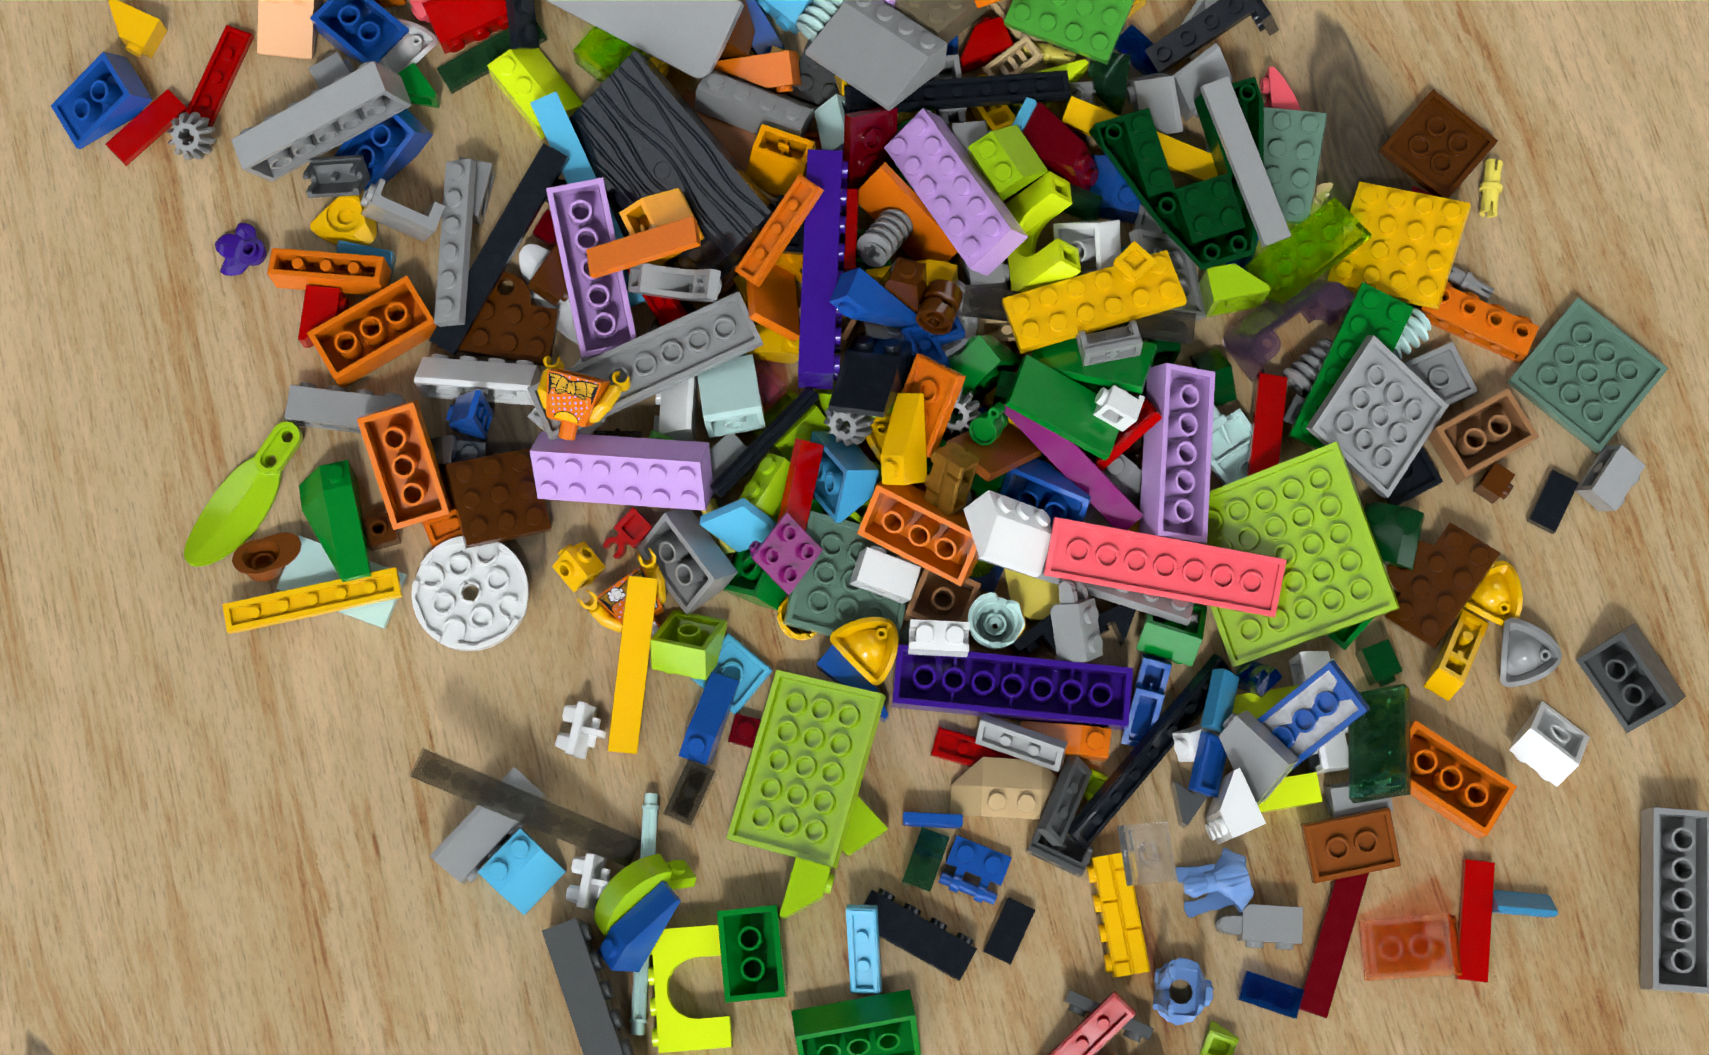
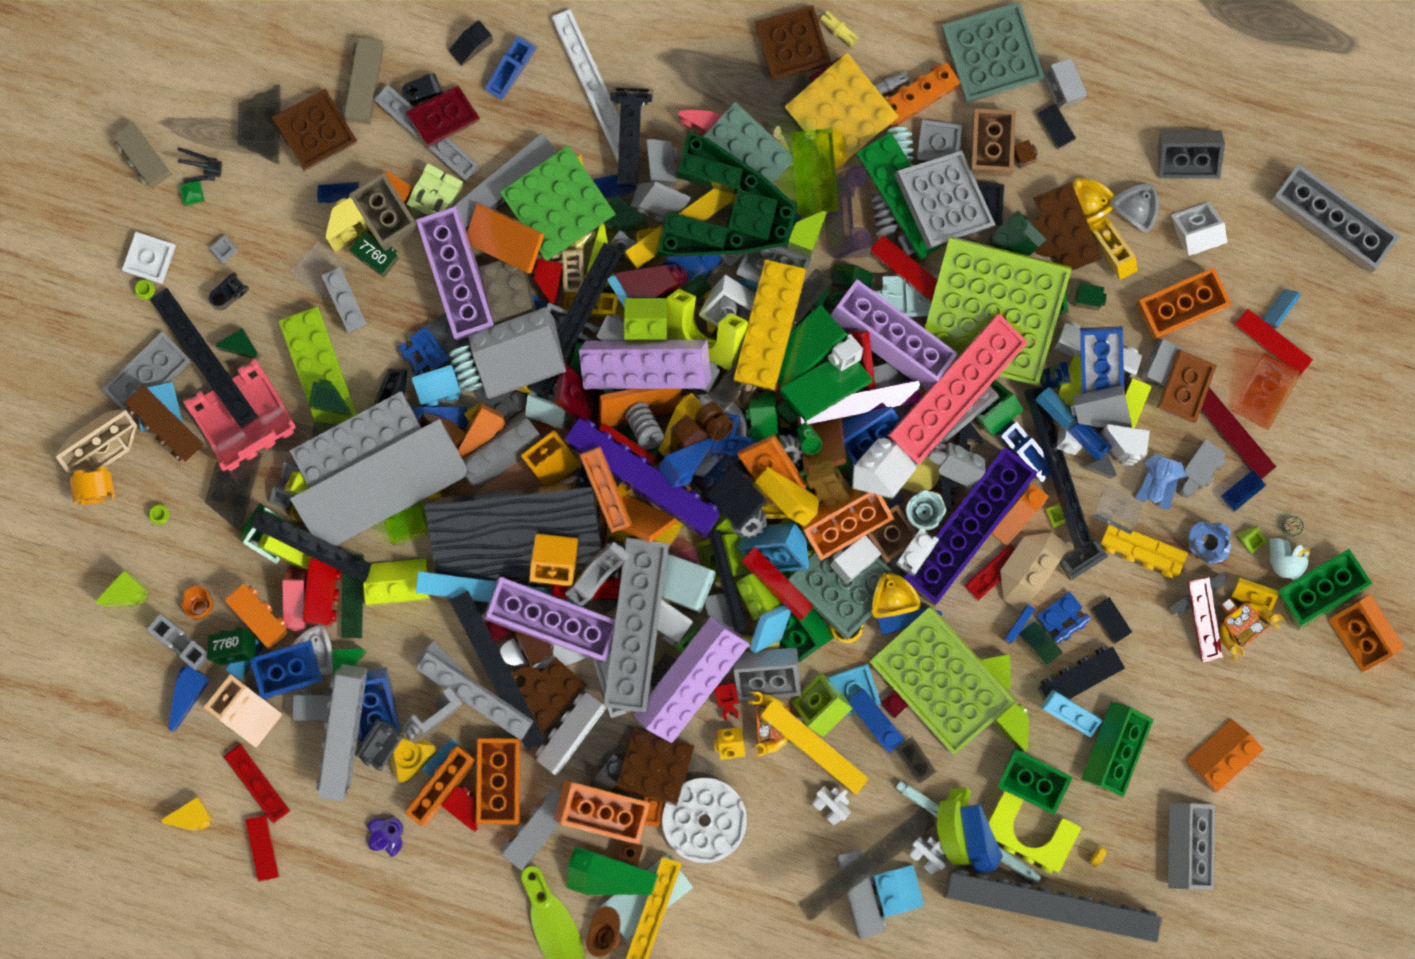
camera: 60 degrees left, 5 degrees up
(101, 99) = (226, 867): blue slope -> none
(192, 125) = (290, 829): light grey gear -> none
(471, 415) = (591, 754): blue slope -> none
(576, 397) = (633, 680): torso -> none
(643, 247) = (565, 580): orange tile -> none
(785, 553) = (808, 611): magenta hinge -> none
(1021, 742) = (1007, 542): light grey plate -> none
(1064, 800) = (1057, 538): dark grey plate -> none
(1109, 344) = (804, 333): light grey hinge -> none
(1134, 261) = (763, 285): yellow plate -> none
(1245, 161) = (739, 174): light grey tile -> none
(1381, 746) = (1142, 330): clear green plate -> none

